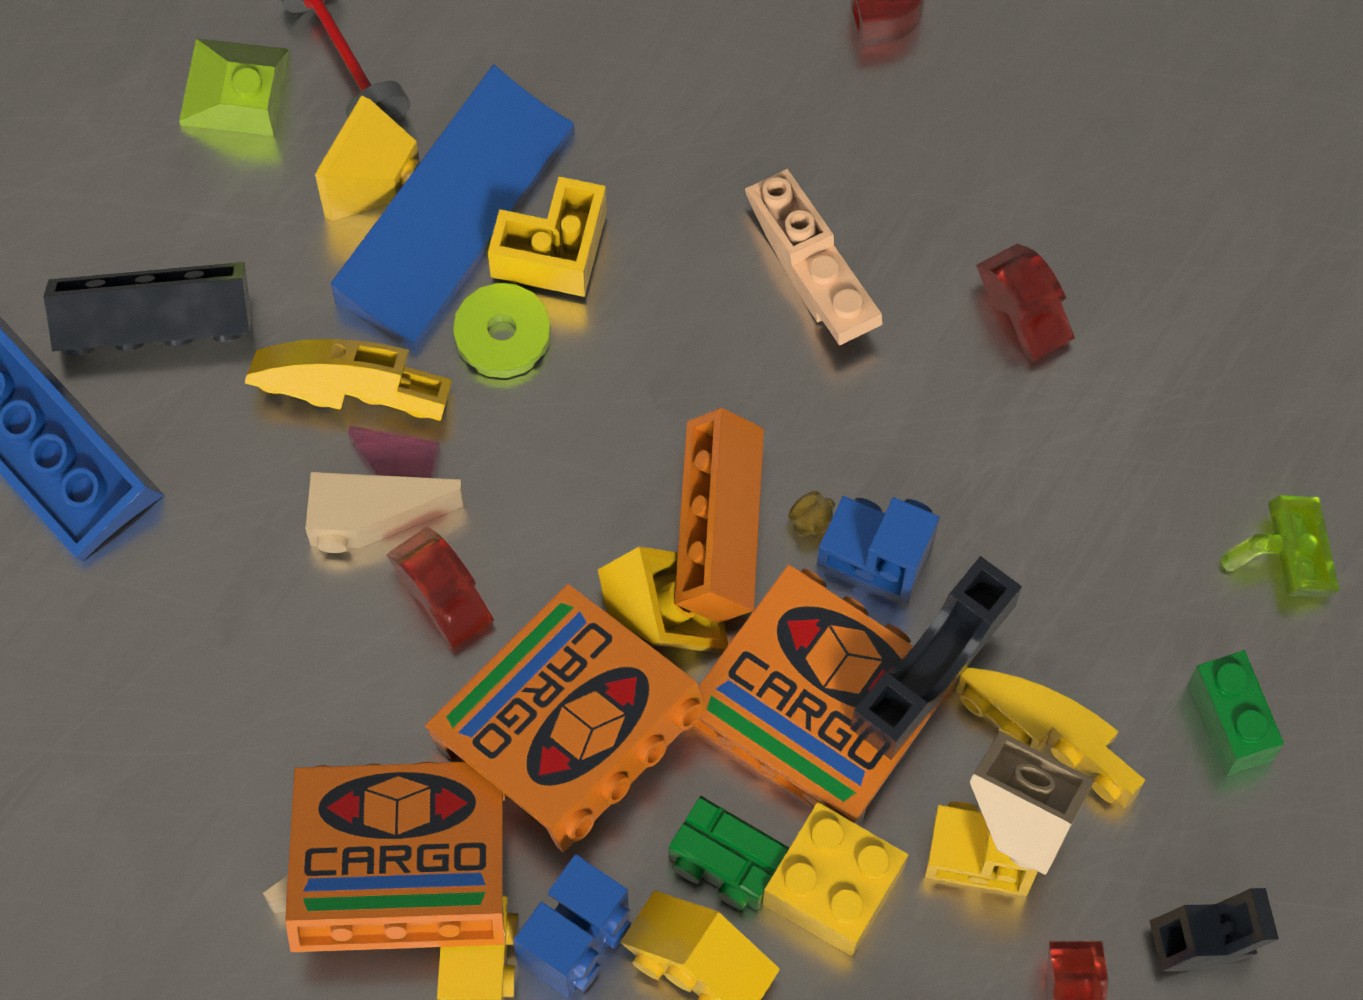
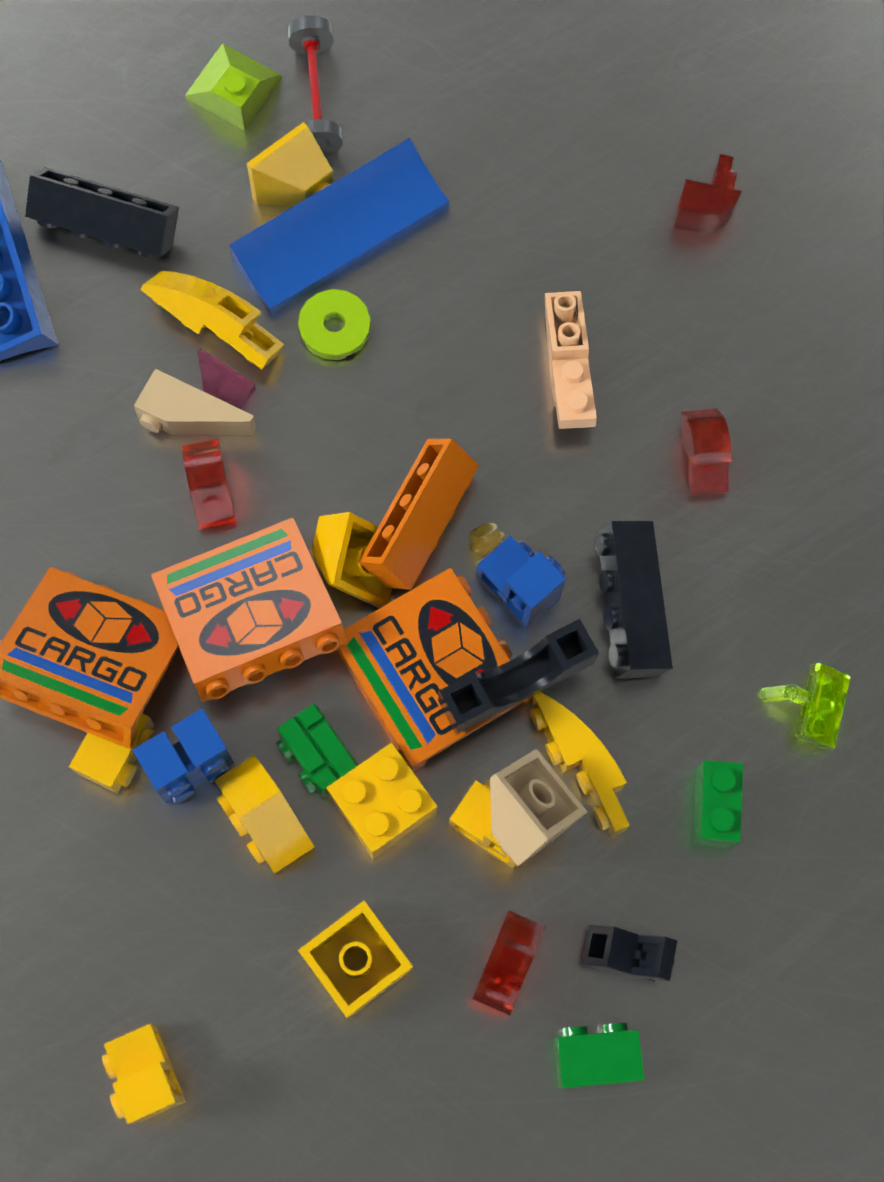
camera: 20 degrees right, 5 degrees up
(554, 250) = (397, 282): yellow brick -> none
(1024, 512) = (633, 599): none -> black brick

